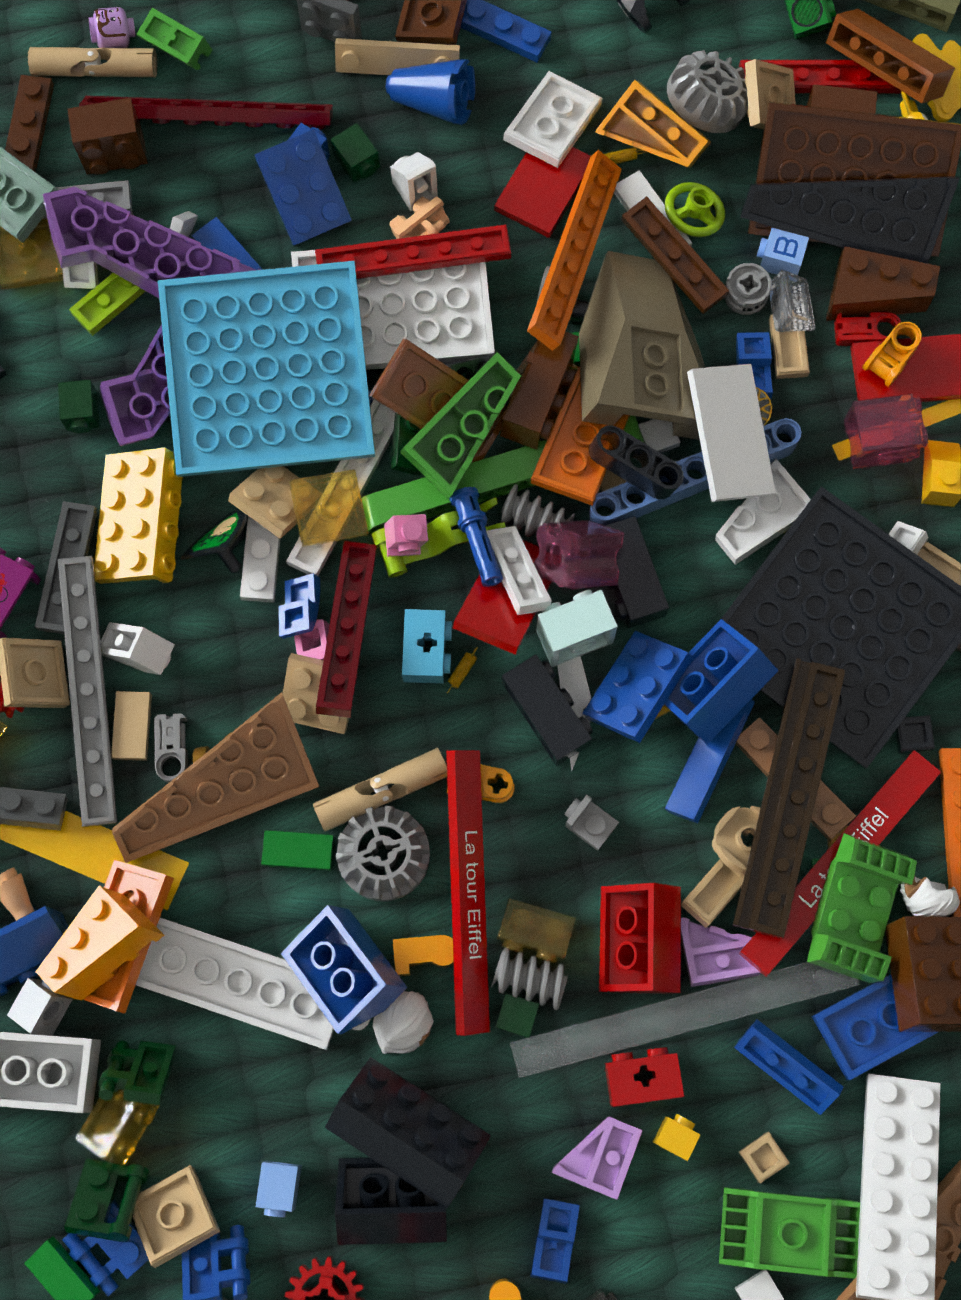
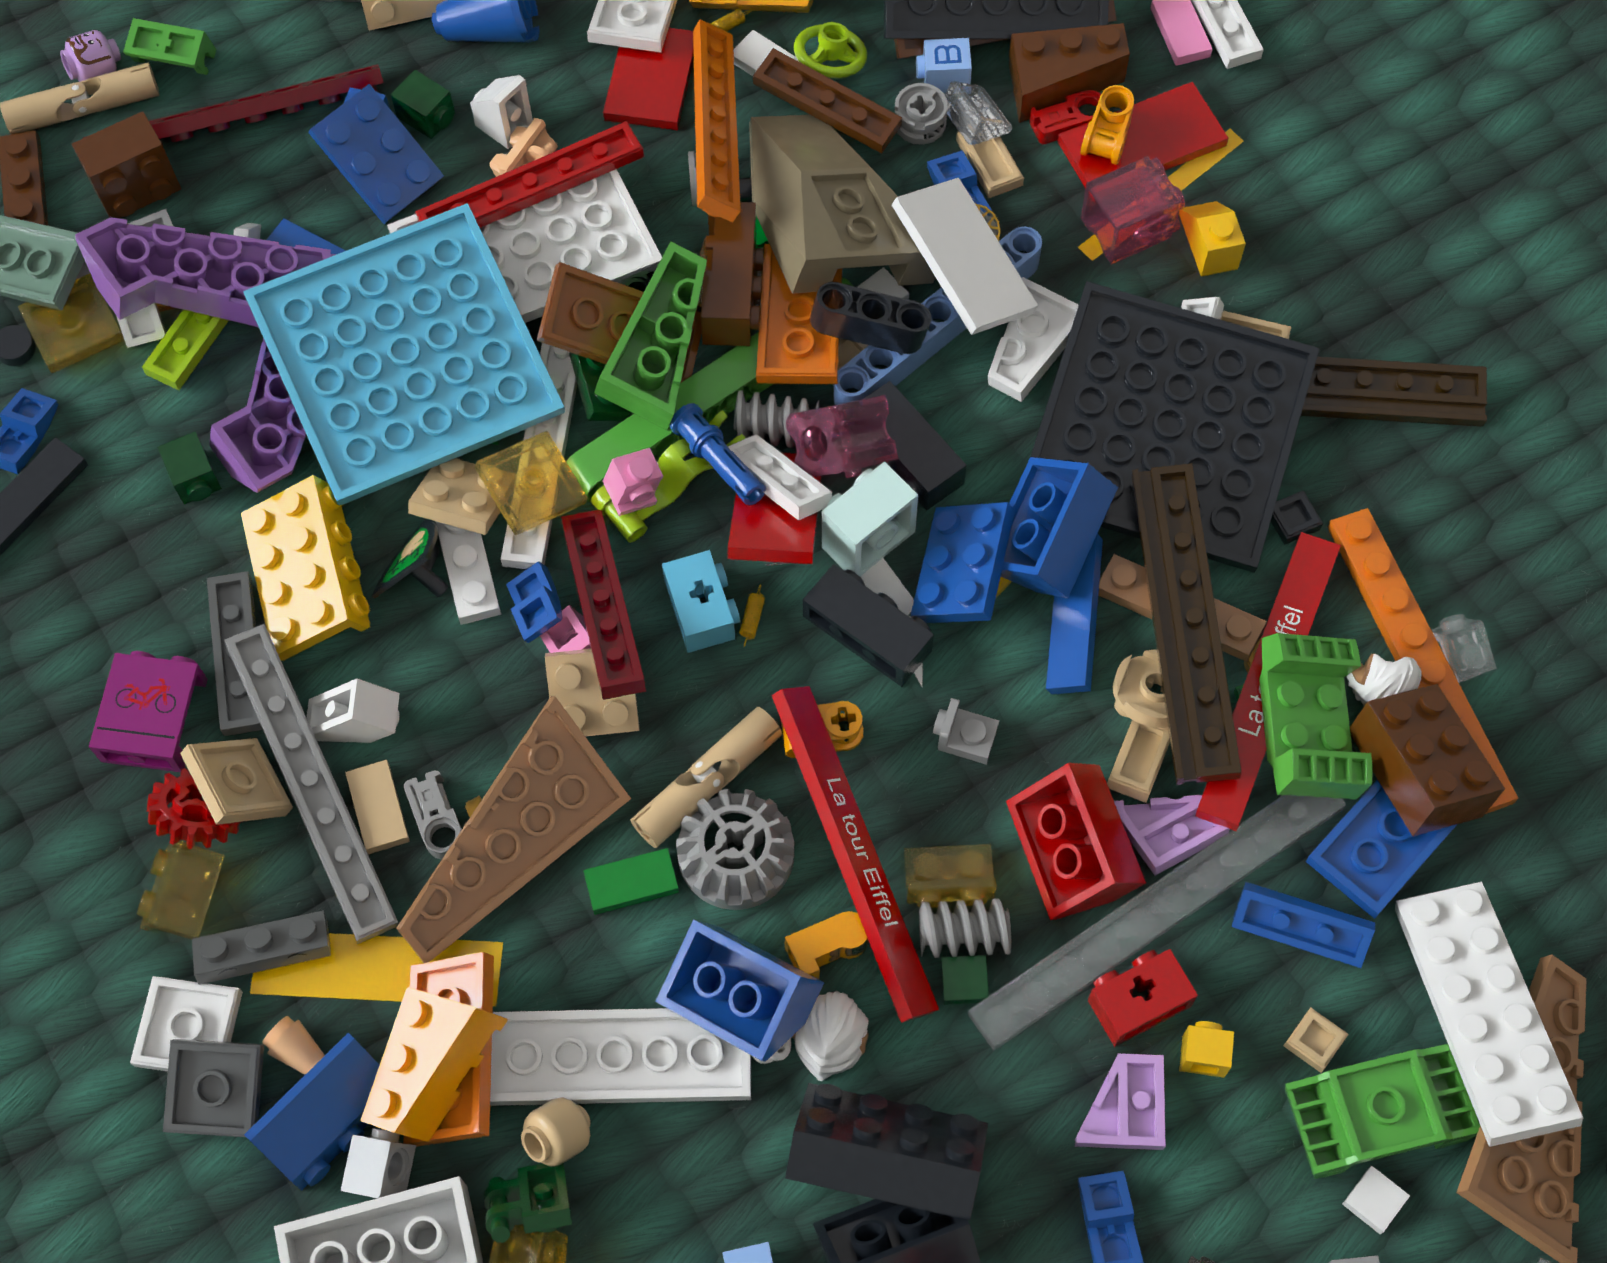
camera: 20 degrees left, 10 degrees down
(175, 1025) = (556, 1132): none -> tan head

